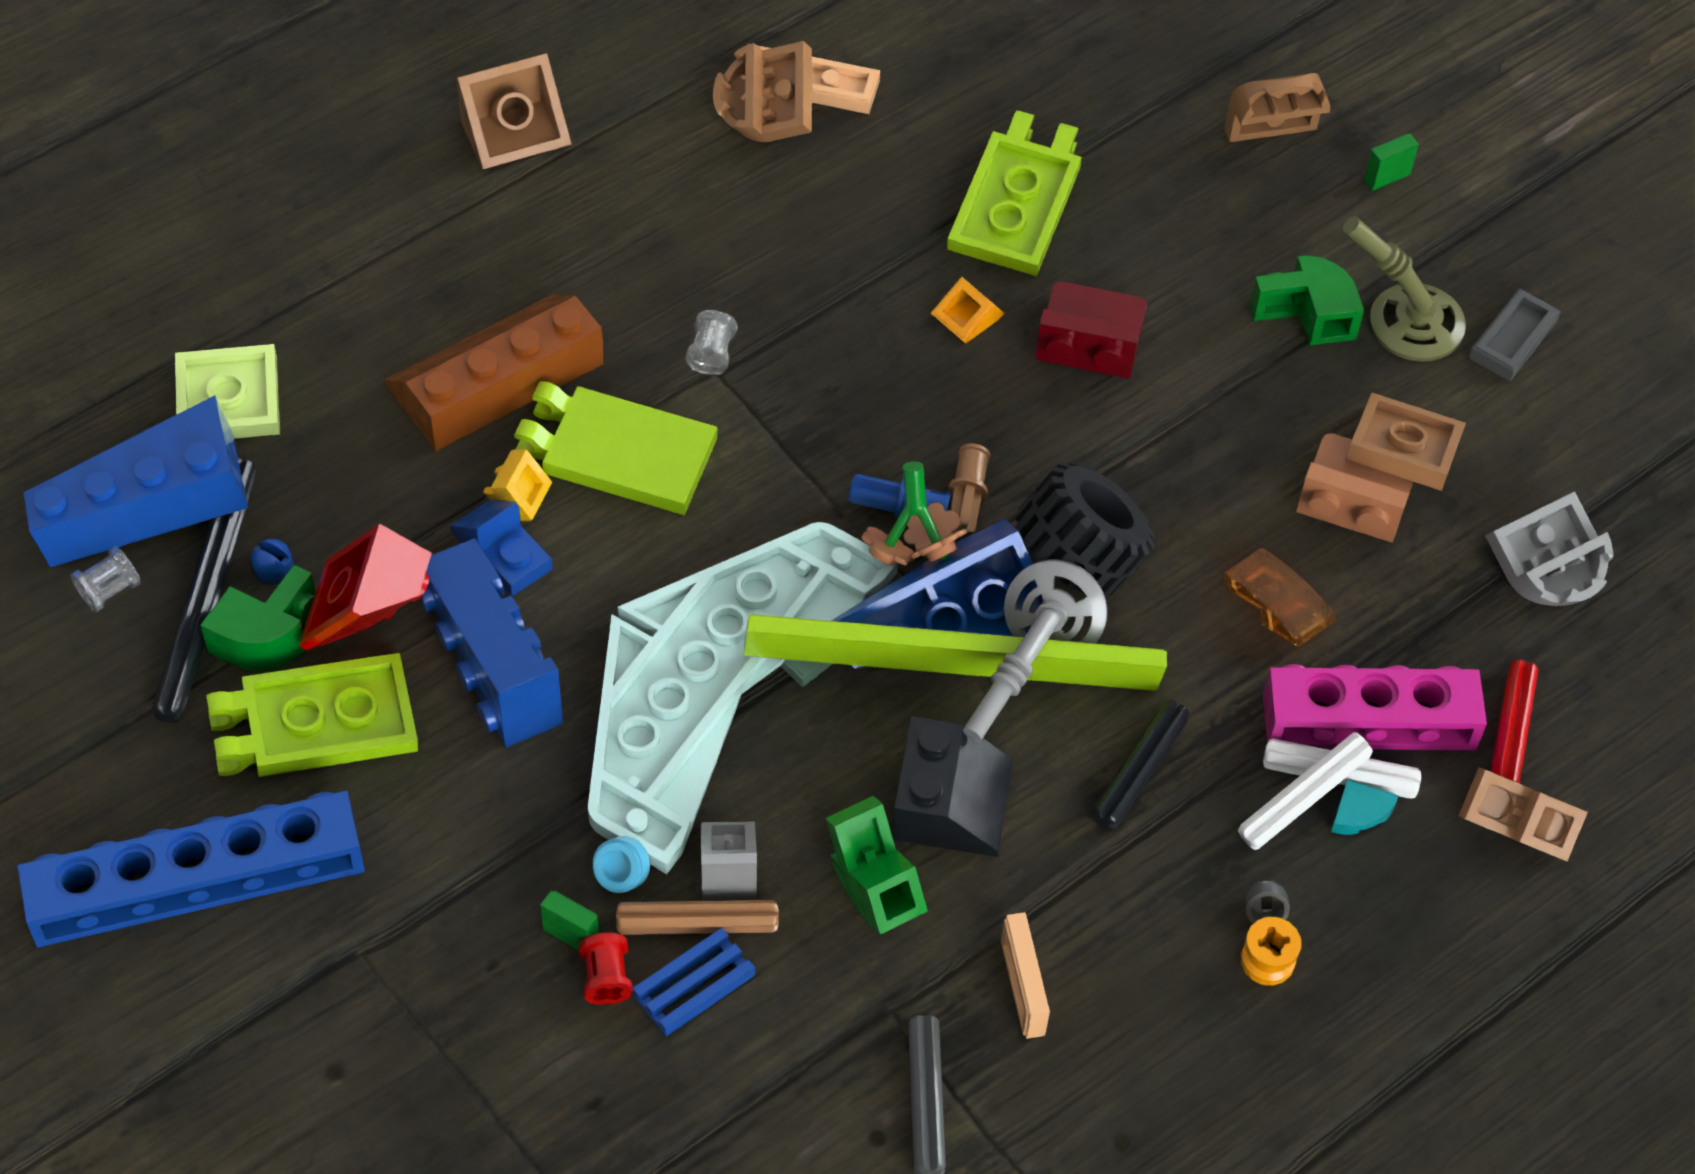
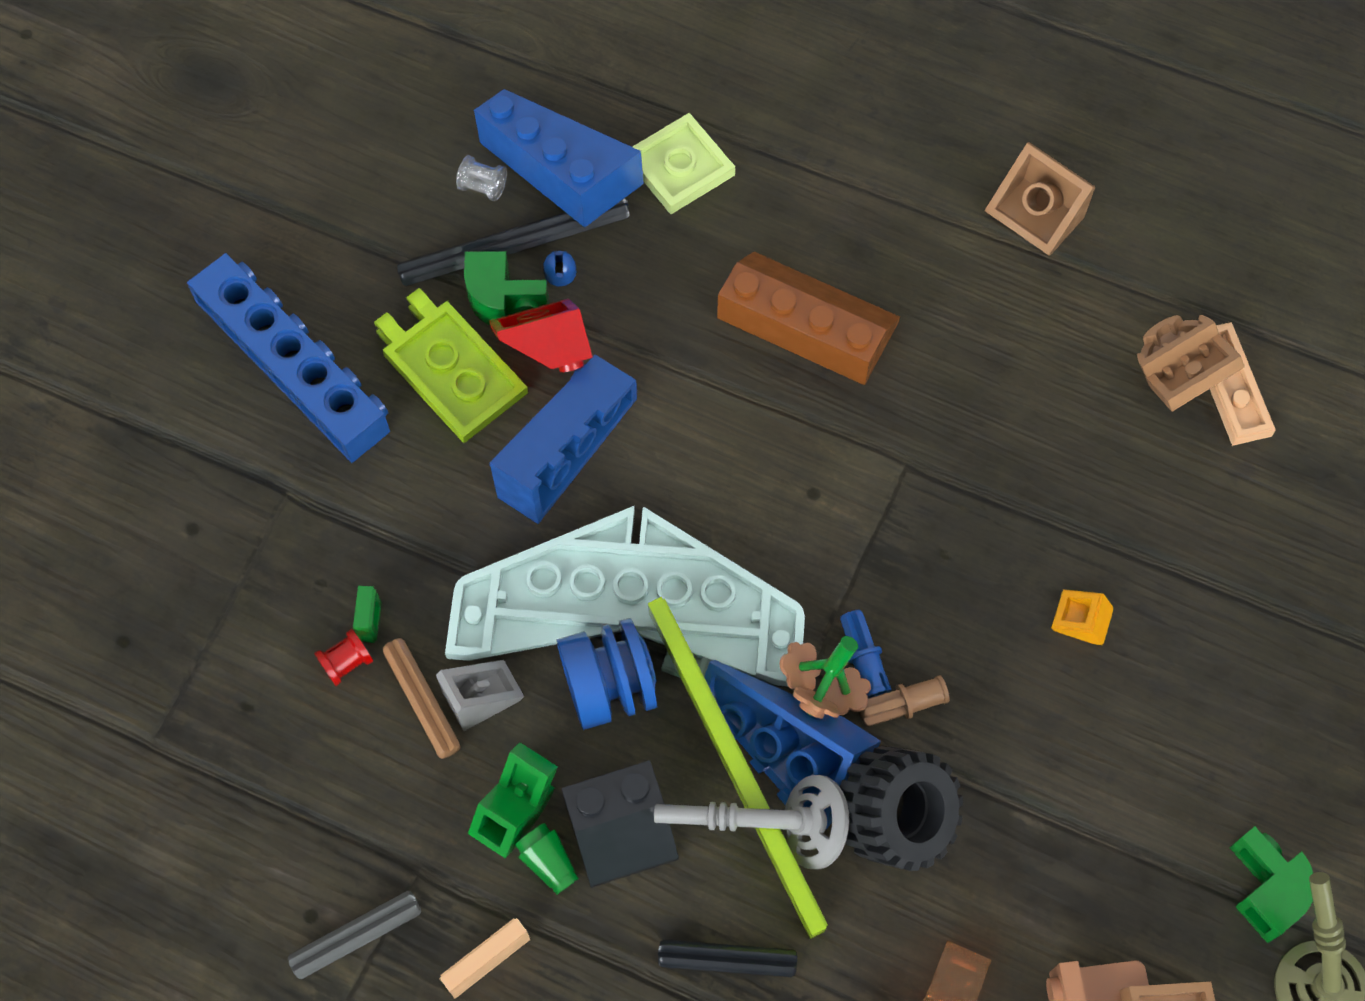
camera: 65 degrees right, 10 degrees up
(506, 544) = (658, 403): blue slope -> none
(520, 481) = (711, 386): yellow tile -> none
(618, 446) = (792, 436): lime tile -> none
(621, 864) = (432, 623): medium azure tile -> none
(683, 964) = (336, 707): blue tile -> none
(711, 343) = (922, 446): clear bush -> none
(791, 715) = (607, 673): none -> blue wheel
(951, 872) = (547, 858): none -> green cone
(1016, 197) = (1222, 596): lime tile -> none
(1091, 329) = (1124, 719): dark red bracket -> none

